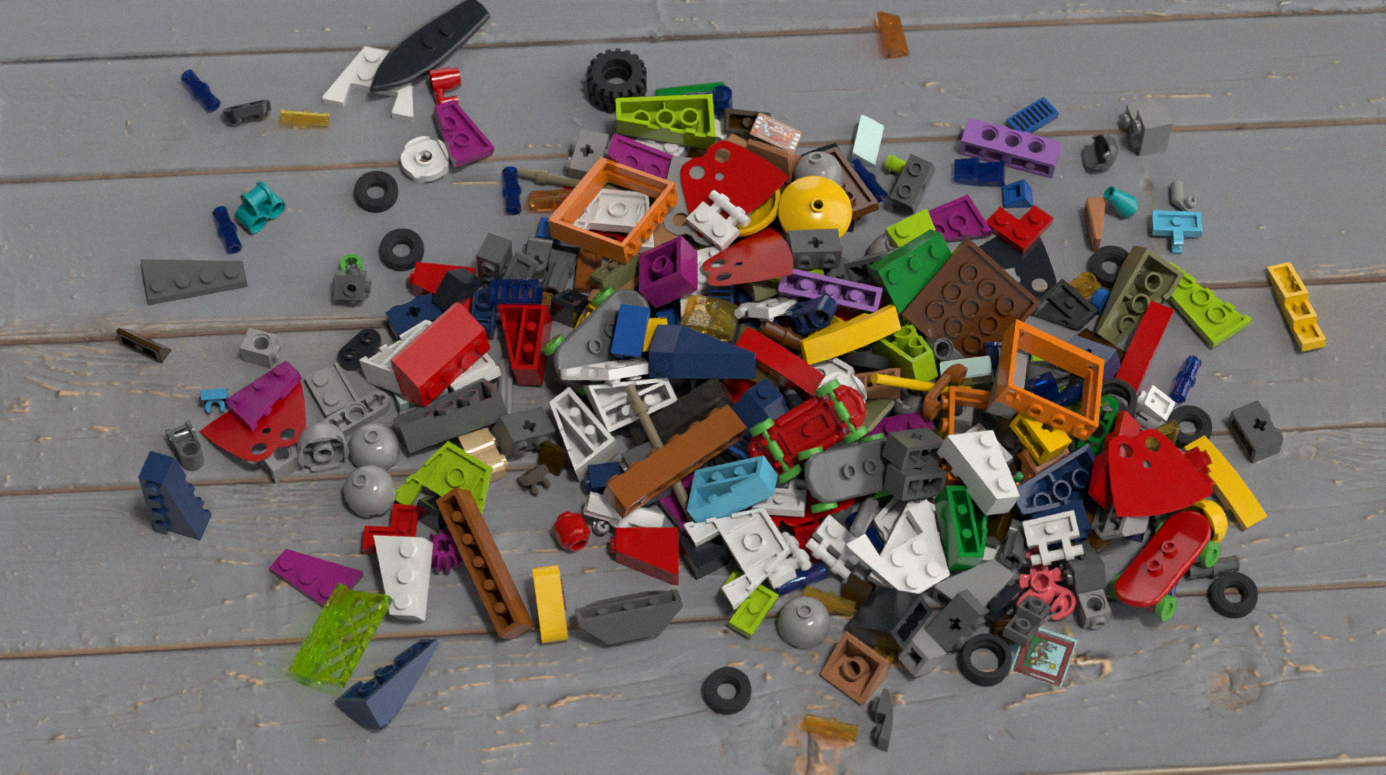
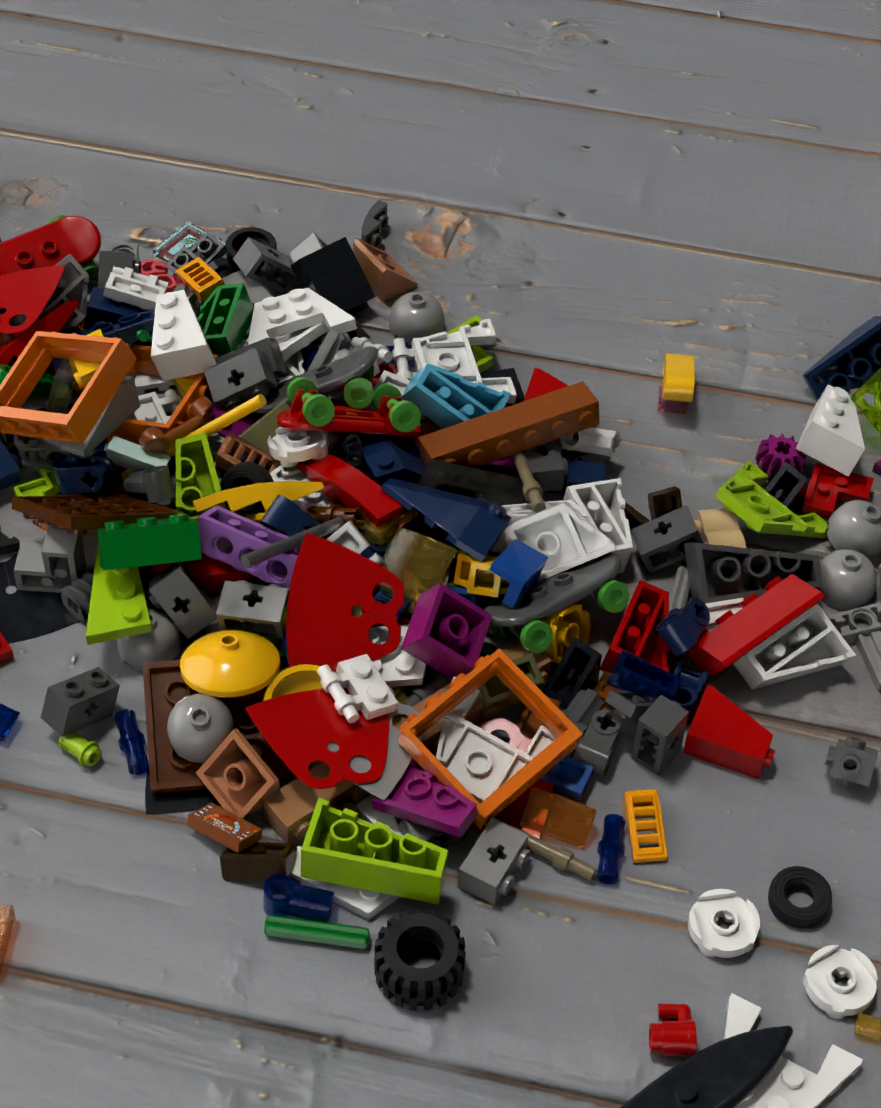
camera: 165 degrees left, 10 degrees down
(342, 154) = (836, 999): none -> white plate
(351, 259) = (847, 793): bright green bush -> none
(359, 348) = (851, 696): black plate -> none
(398, 236) = (770, 824): black tyre -> none
(406, 316) = (777, 704): dark blue brick -> none
(455, 287) = (715, 701): black slope -> none
(461, 135) = (667, 940): magenta wing -> none
(485, 563) = (743, 418): dark orange brick -> none
(495, 334) = (684, 625): none -> dark blue piece
(498, 226) = (642, 805): none -> light orange slope
(571, 531) = (637, 441): red head -> none
(629, 615) = (598, 356): dark grey wedge -> none
(722, 705) = (511, 299): black tyre -> none
(802, 280) = (290, 542): none -> flat silver bar
(831, 601) = (382, 328): clear yellow pin -> none
(845, 731) = (425, 239): clear yellow pin -> none
(867, 141) = (106, 796): light aqua slope -> none
(959, 220) = (47, 662): magenta wing -> none
(1004, 565) = (207, 276): none -> light orange slope

